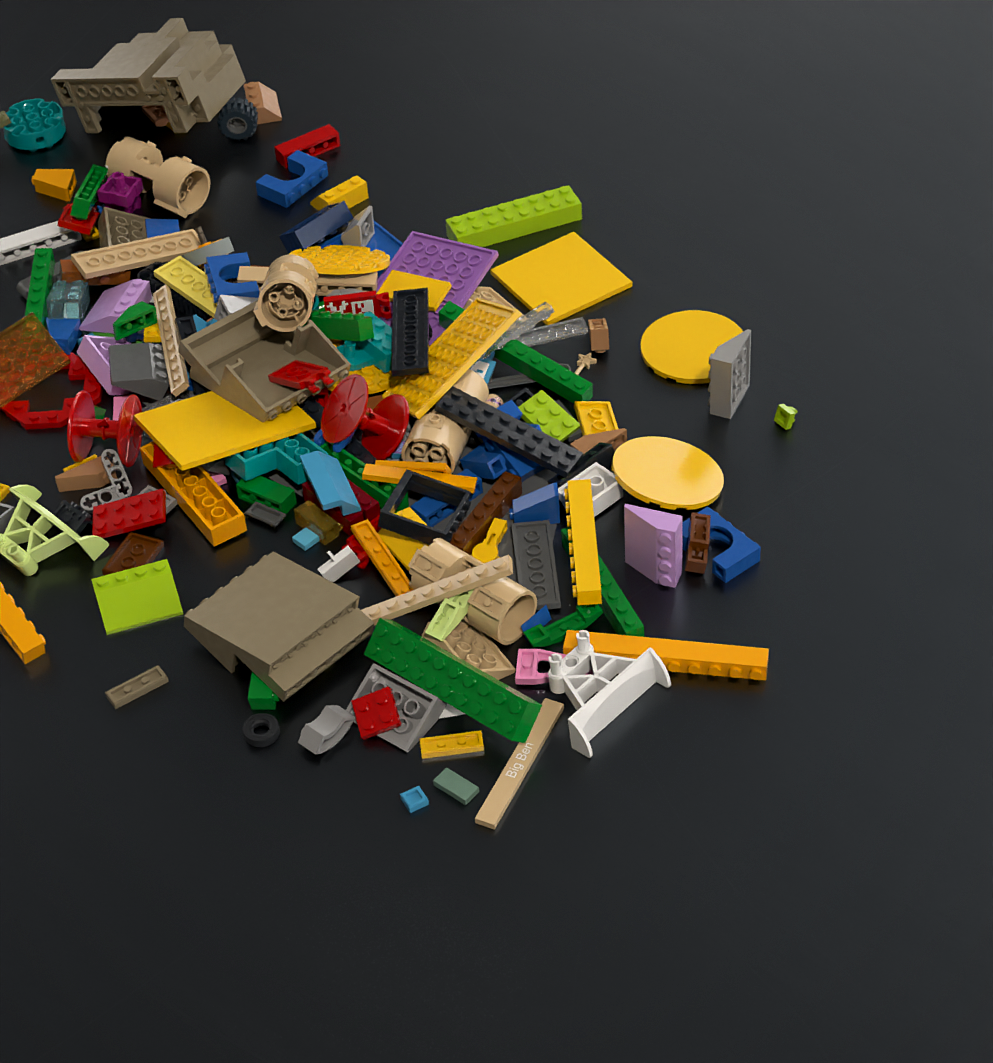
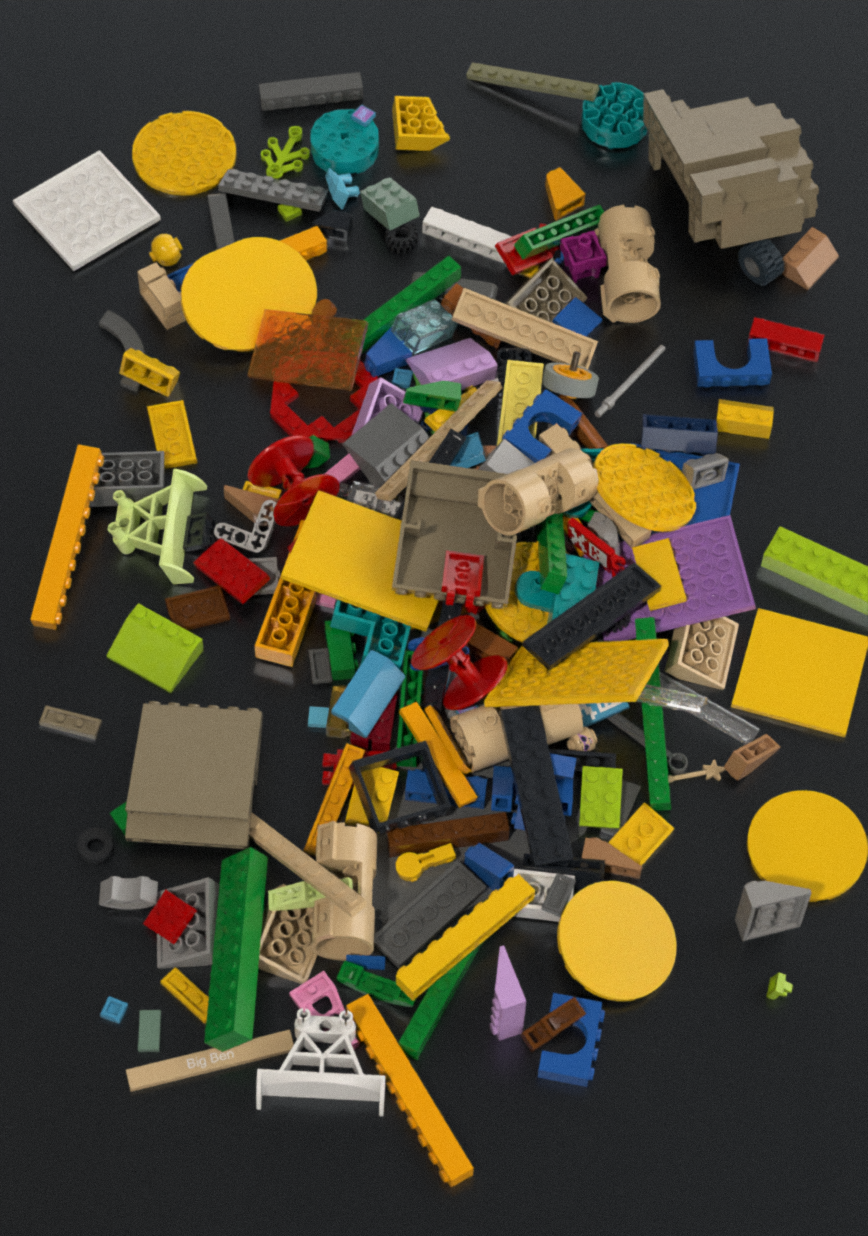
camera: 45 degrees right, 15 degrees up
(244, 248) = (609, 402): none -> light grey bar
(338, 564) = (303, 765): white panel -> none
(602, 476) = (558, 894): none -> dark grey tile

